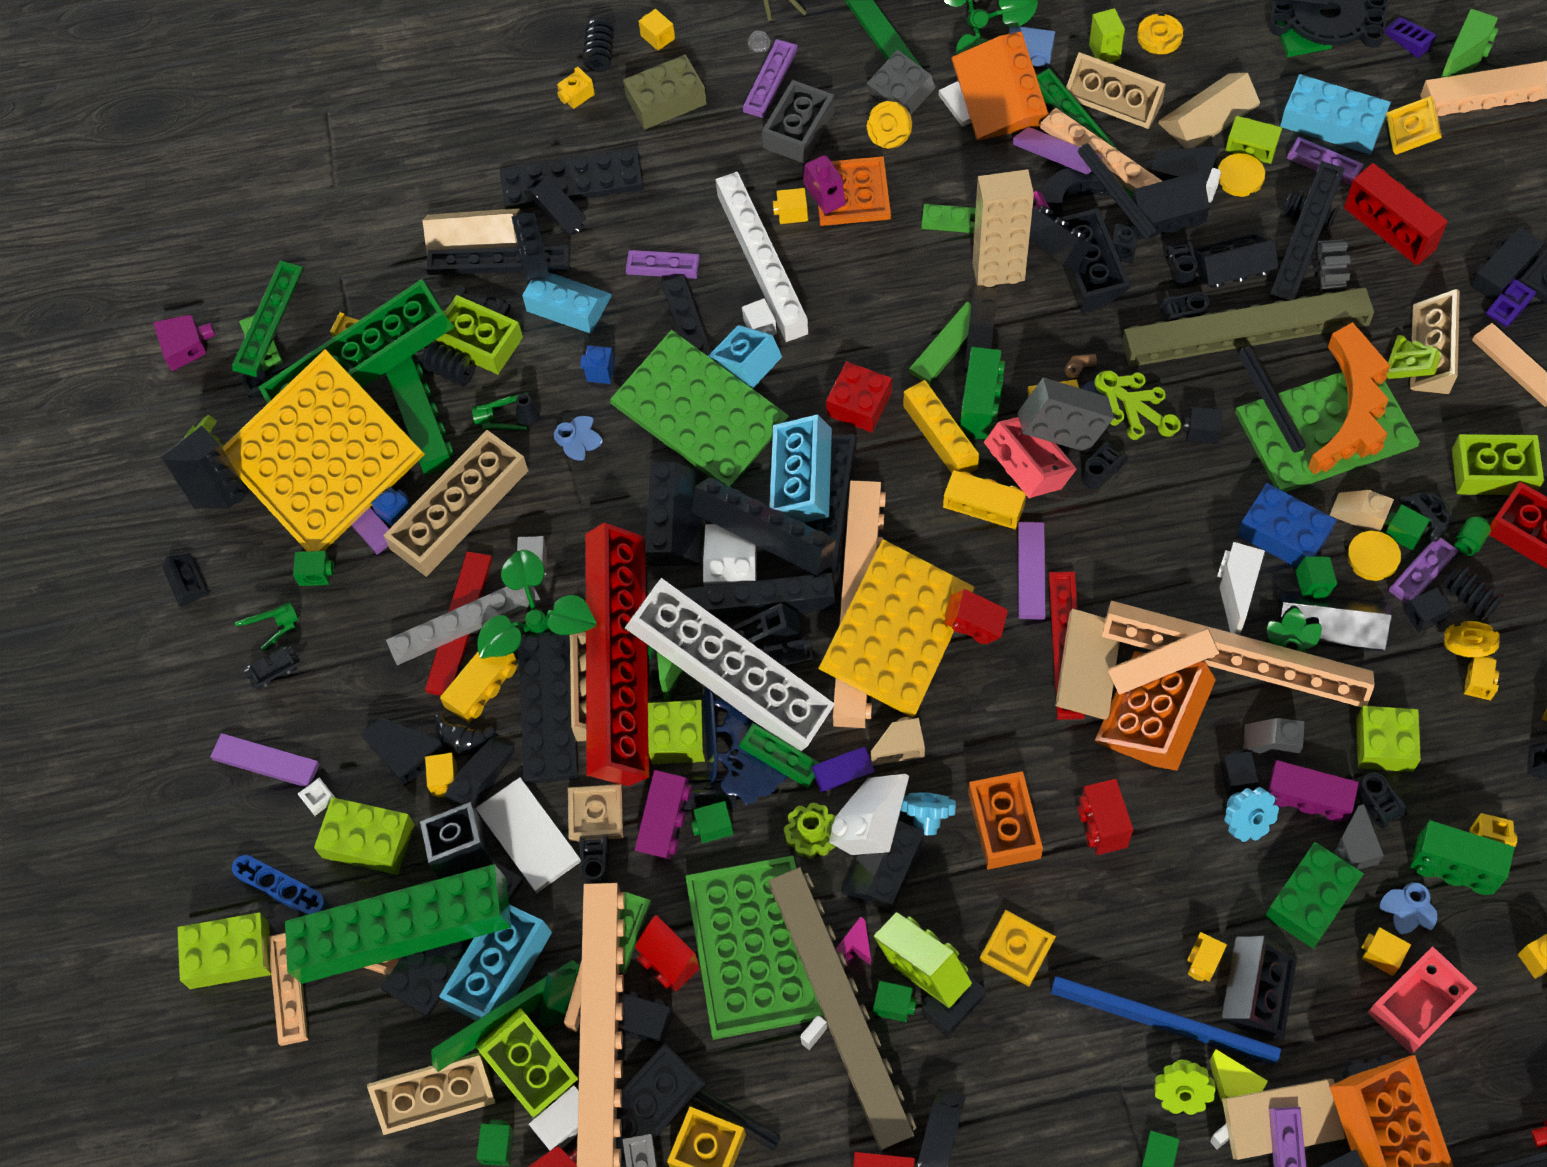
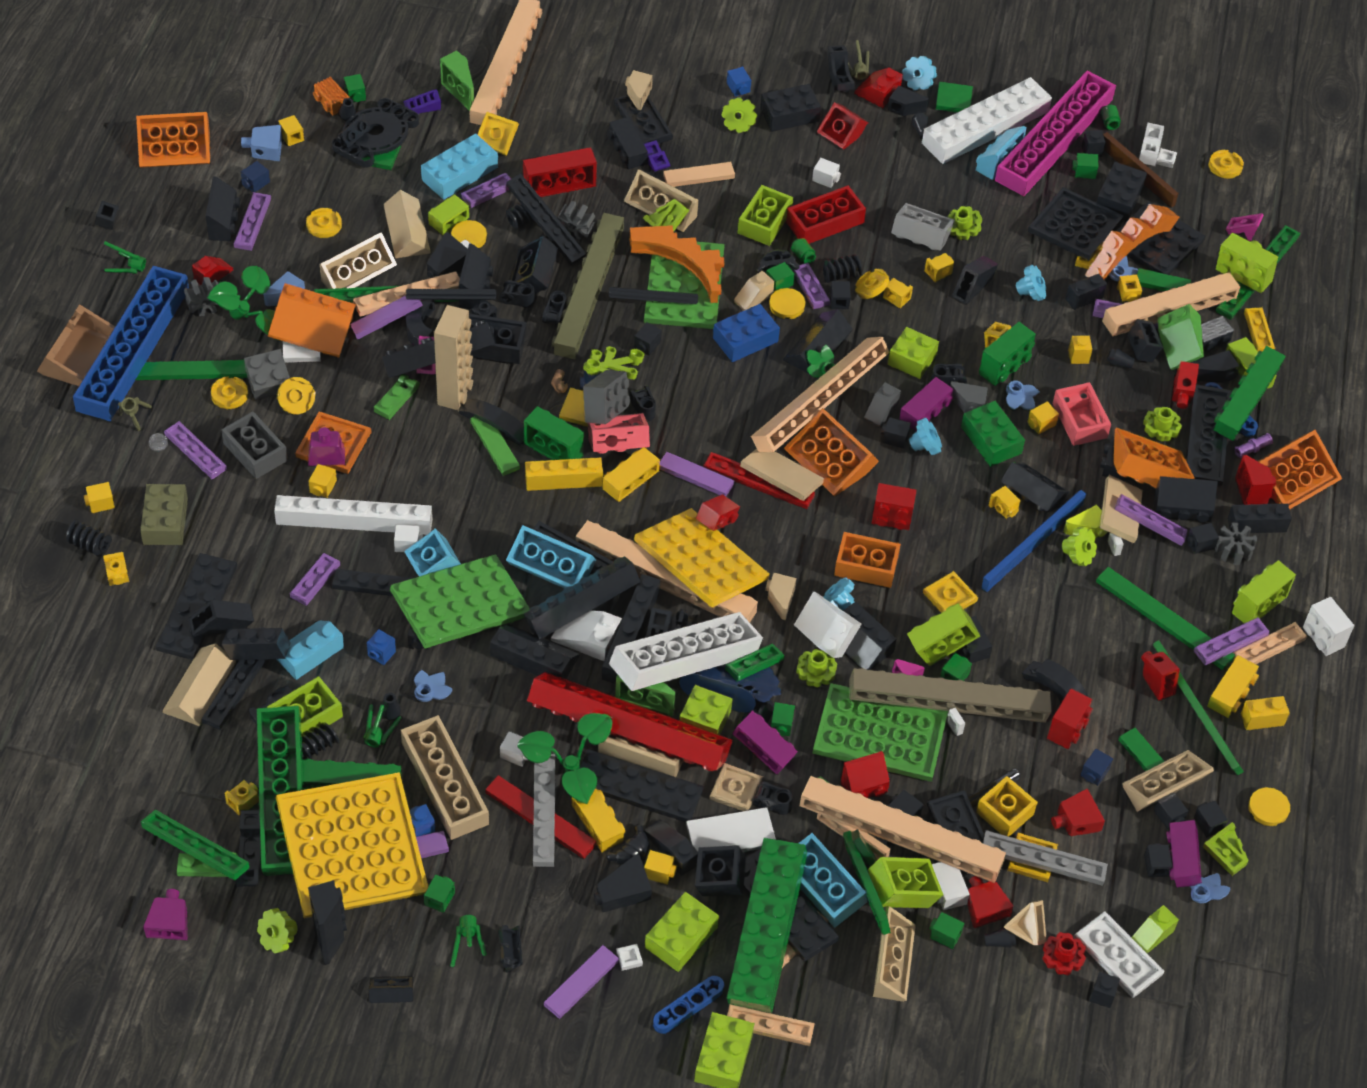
camera: 75 degrees left, 10 degrees down
(843, 769) = (783, 632): dark purple slope -> none
(859, 396) = (509, 507): red brick -> none
(861, 67) = (229, 392): none -> yellow tile
(1106, 36) = (313, 246): lime brick -> none
(1163, 661) = (808, 429): light nougat tile -> none
(1239, 575) = (777, 372): white slope -> none
(1316, 577) = (791, 333): green brick -> none
(1471, 1125) = (1162, 424): none -> lime plant

